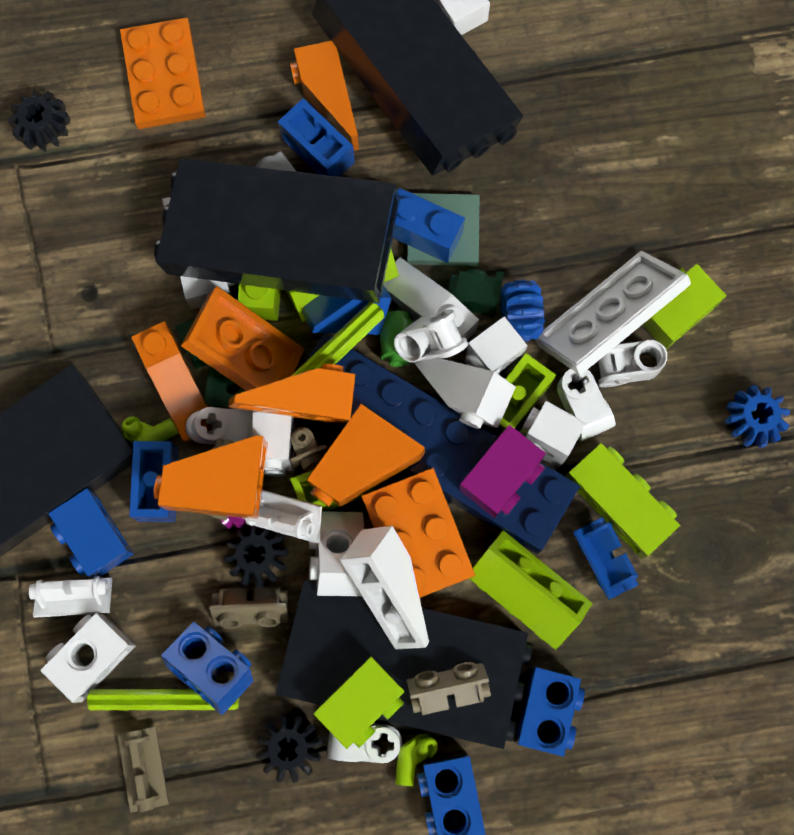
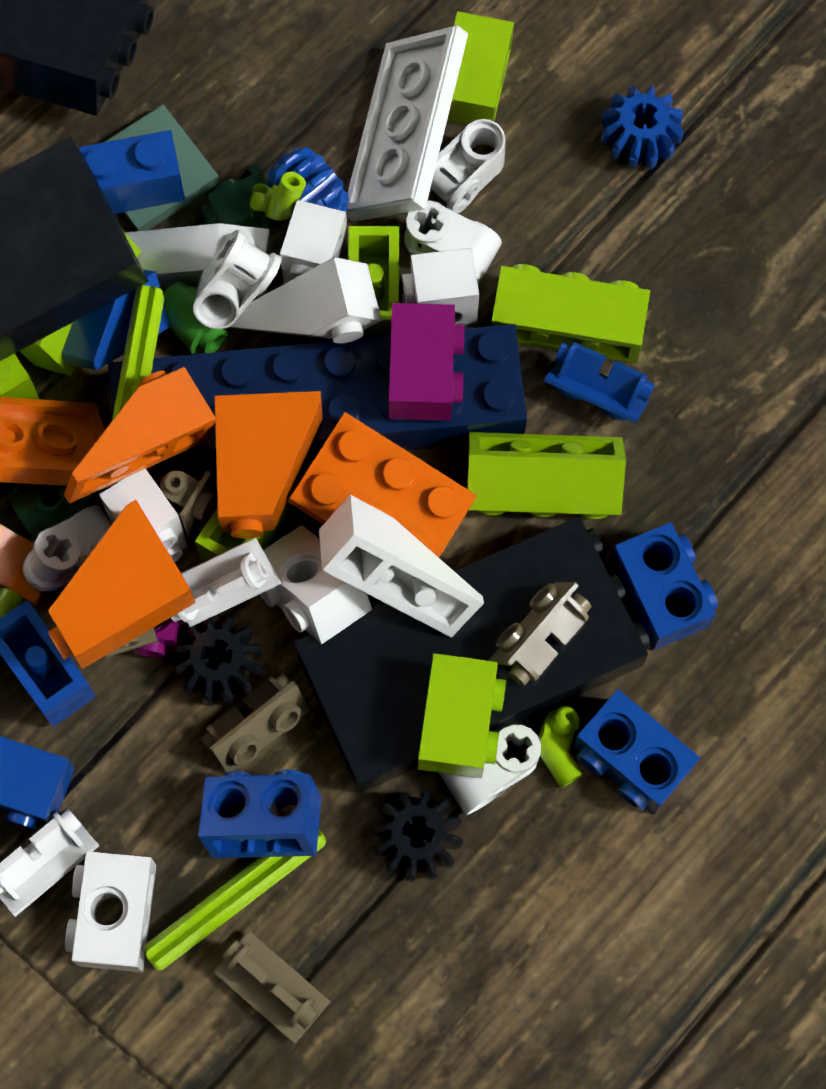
camera: 40 degrees left, 5 degrees down
(496, 305) = (279, 200): none -> lime arm

